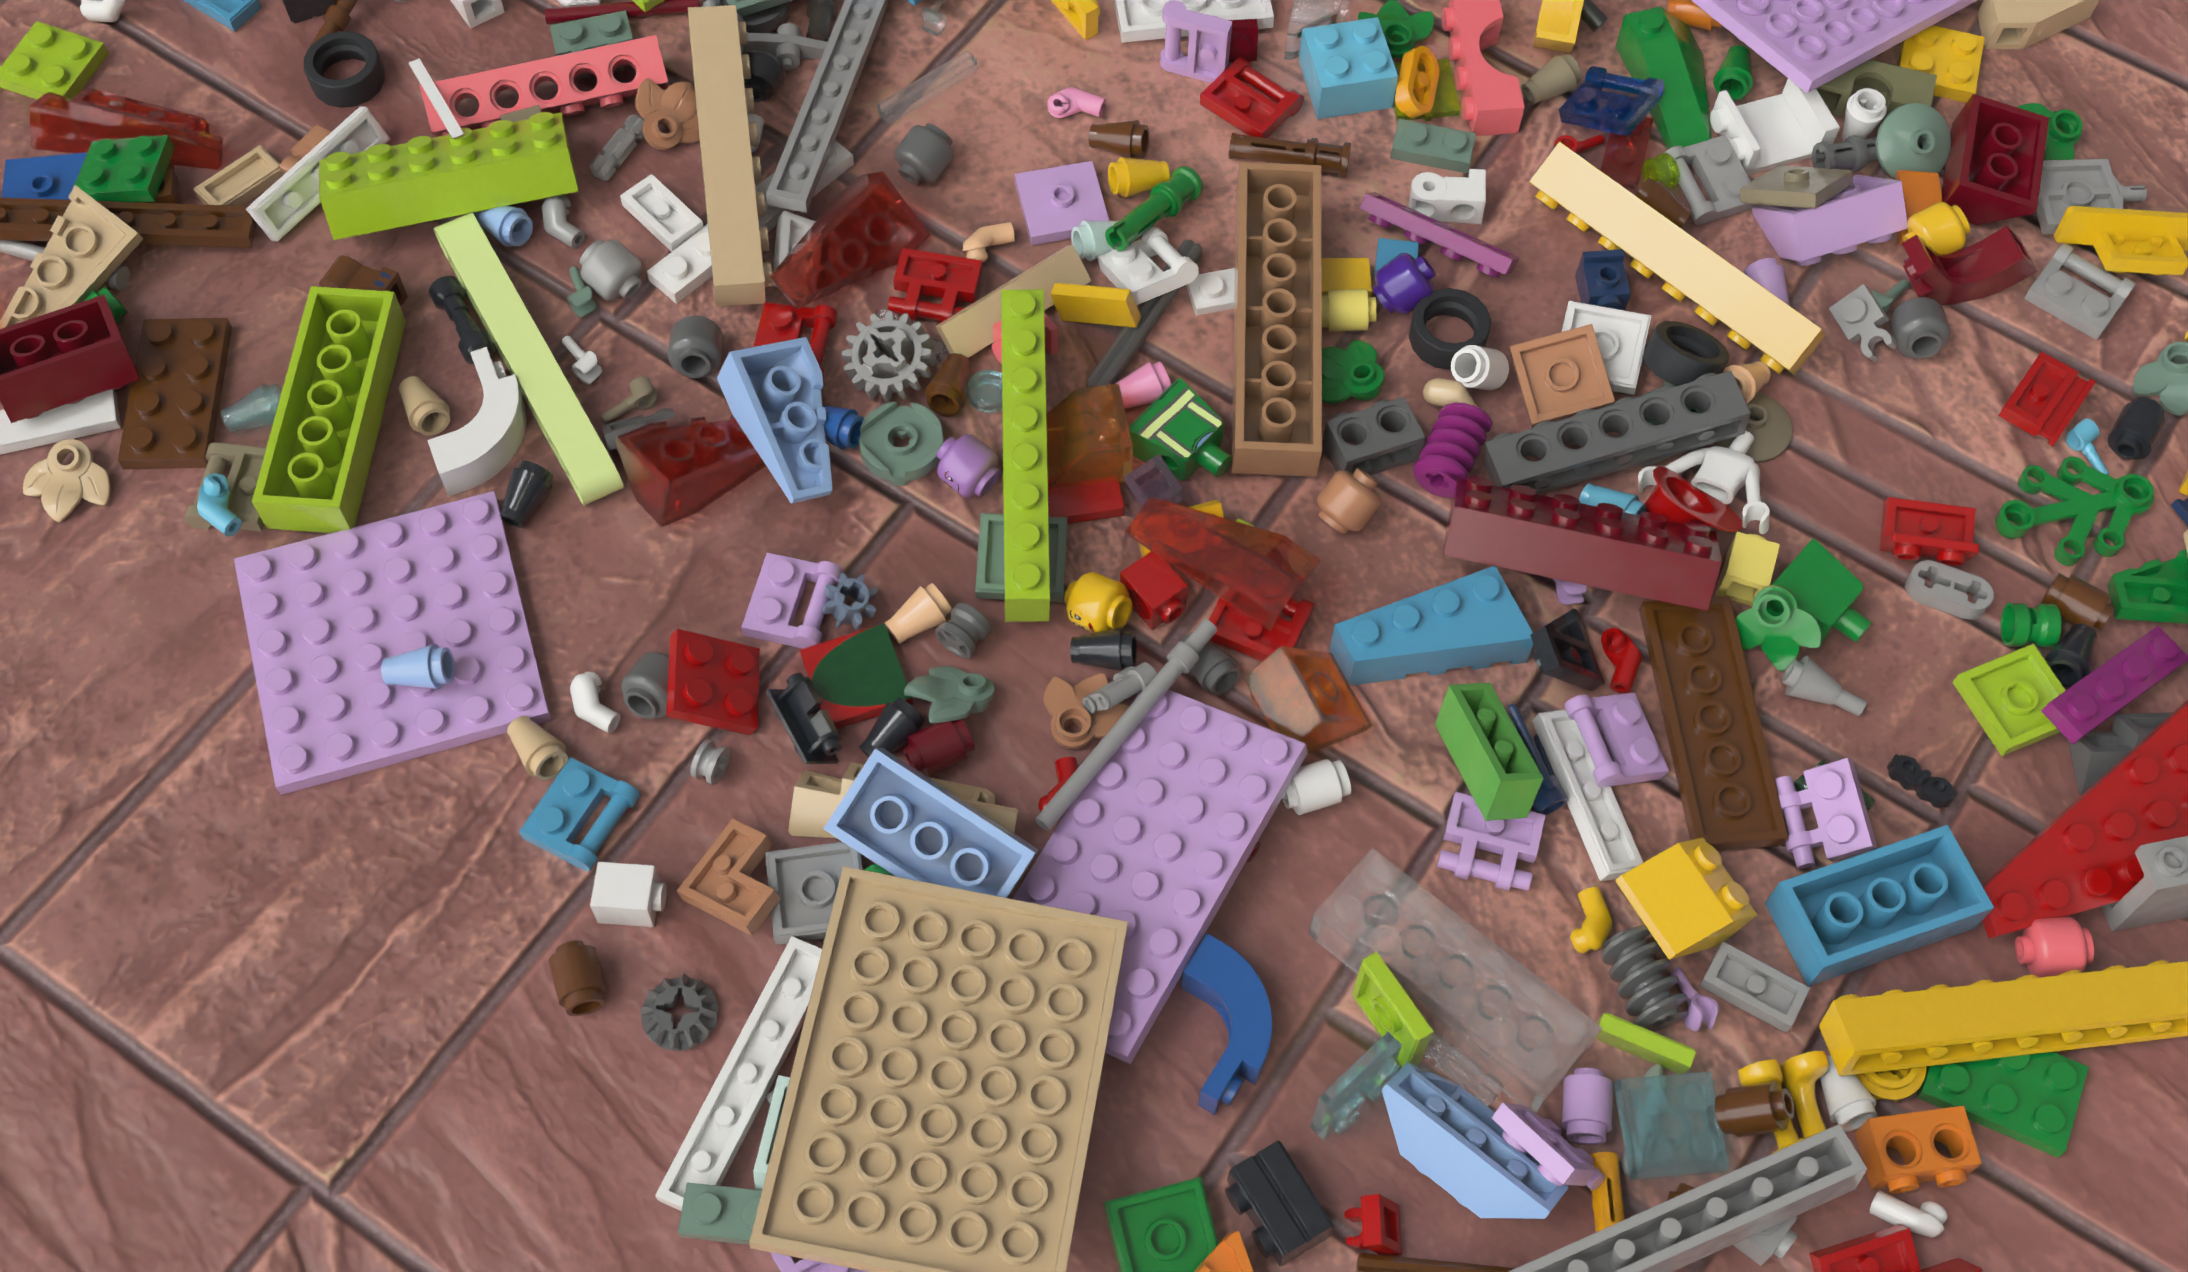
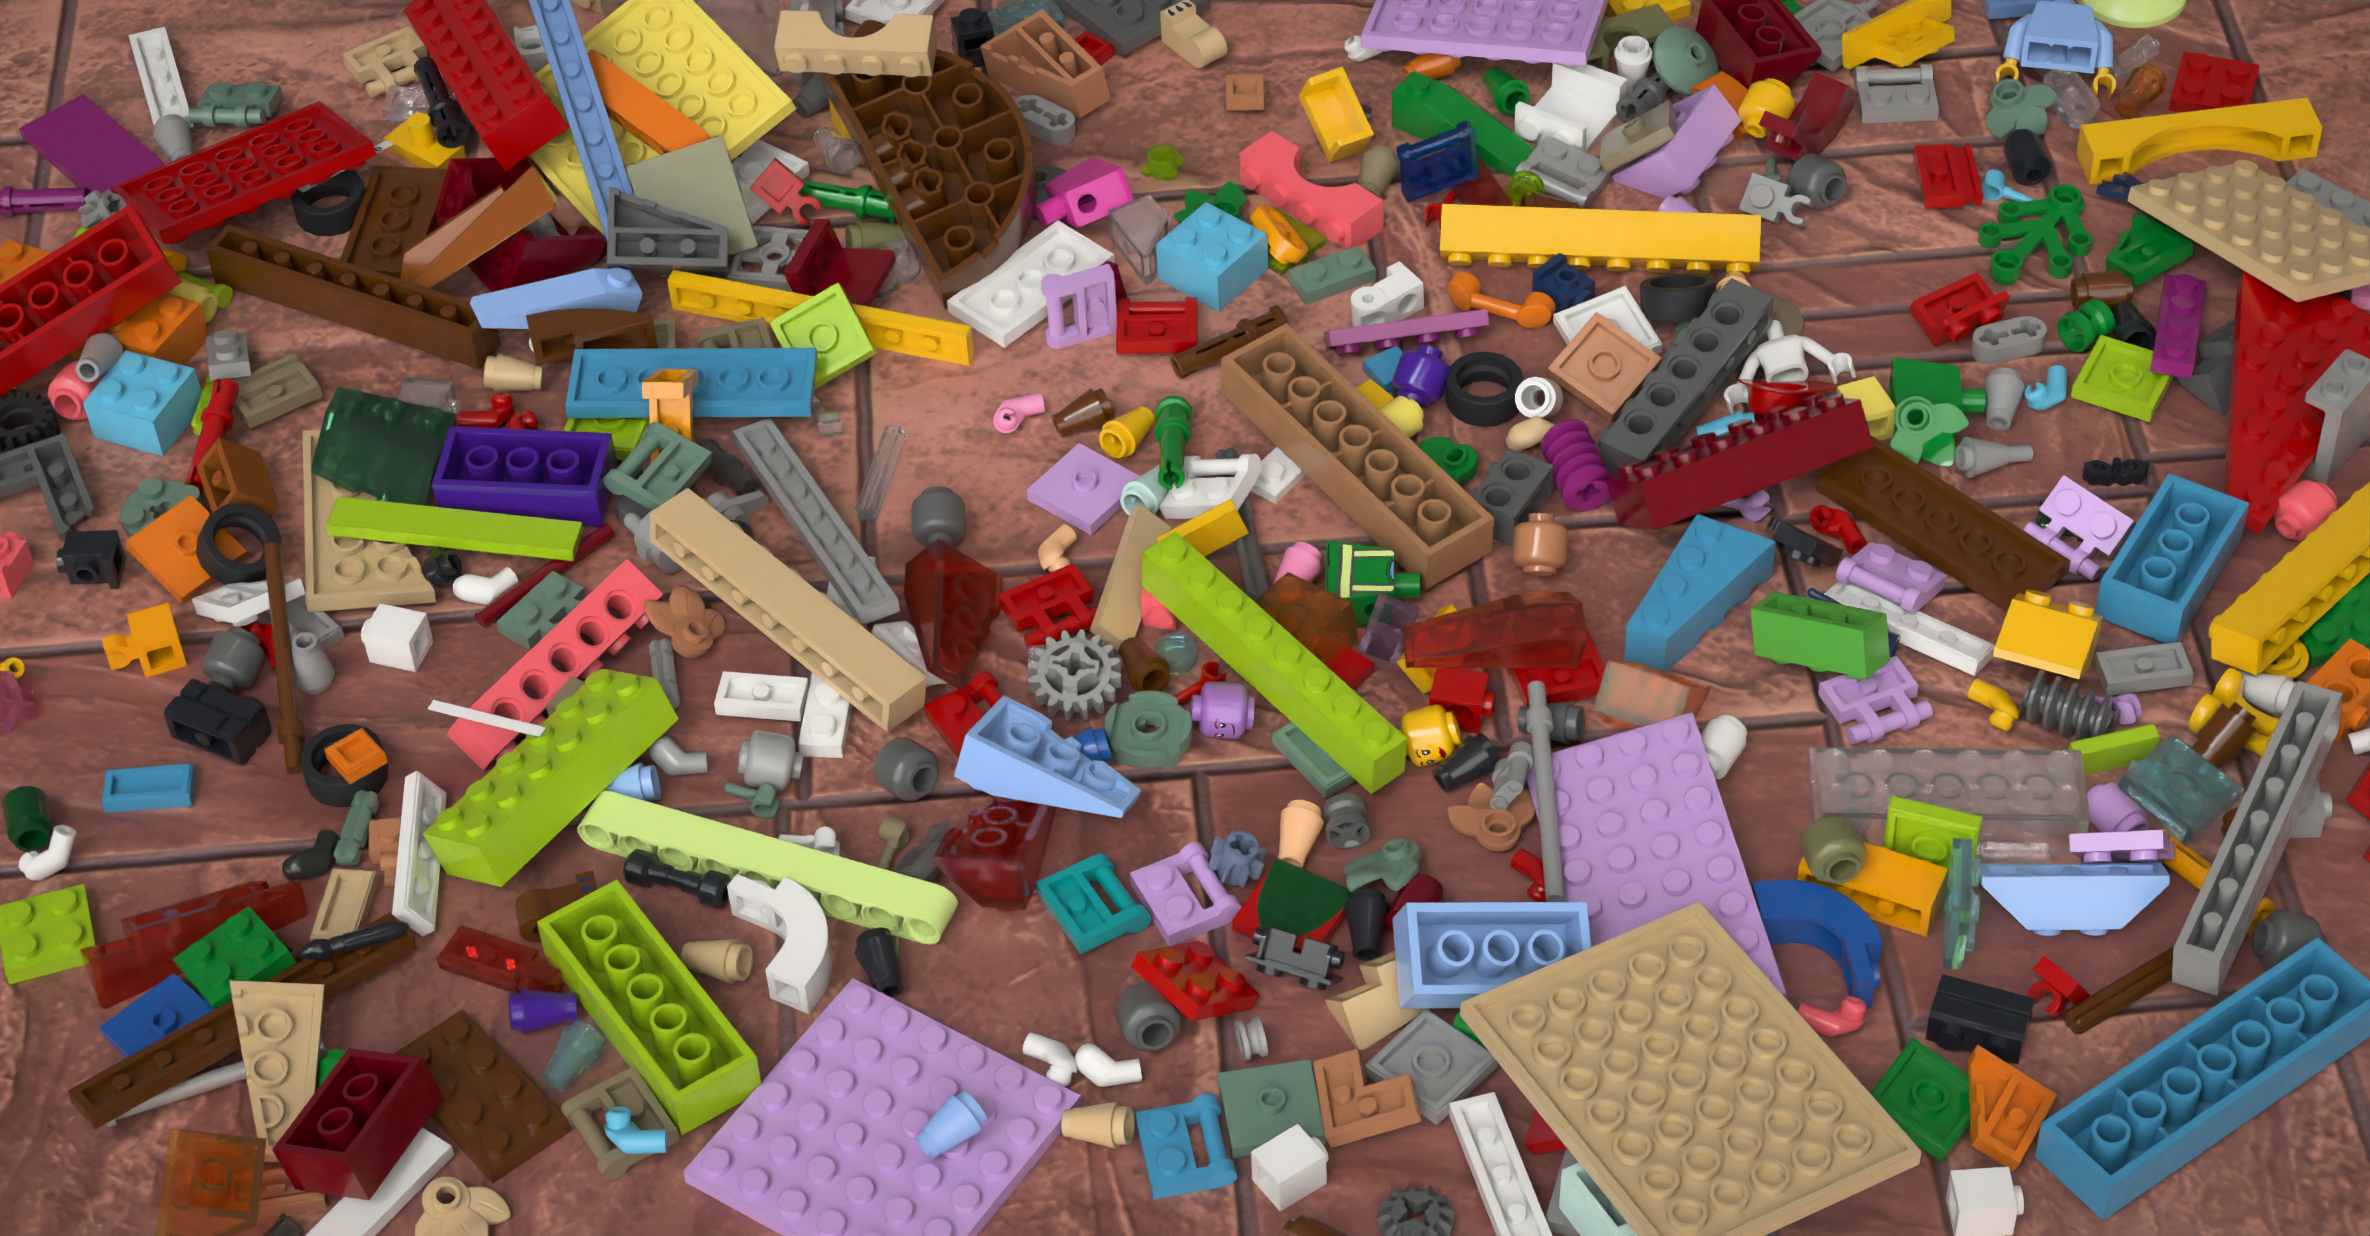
camera: 35 degrees left, 15 degrees down
(175, 204) = (323, 948): none -> black piece
(257, 130) = (312, 861): none -> pearl dark grey arm
(266, 352) = (540, 1009): none -> dark purple cone
(280, 293) = (498, 962): none -> clear red hinge
(298, 127) = (356, 828): none -> sand green axle
(341, 67) = (356, 756): none -> orange tile
(565, 667) = (1054, 1053): none -> white arm
(669, 829) = (1267, 1102): none -> sand green plate
(703, 553) = (1083, 912): none -> teal plate
(991, 424) = (1208, 673): none -> red hand
(1166, 1107) = (1836, 1022): none -> coral arm
(1287, 960) = (1833, 849): none -> olive head
(1317, 1002) = (1893, 888): none -> light orange brick
(1558, 287) = (1533, 313): none -> orange bar
(1885, 640) = (2003, 394): none -> light grey cone
(1940, 668) = (2051, 394): none -> medium azure arm

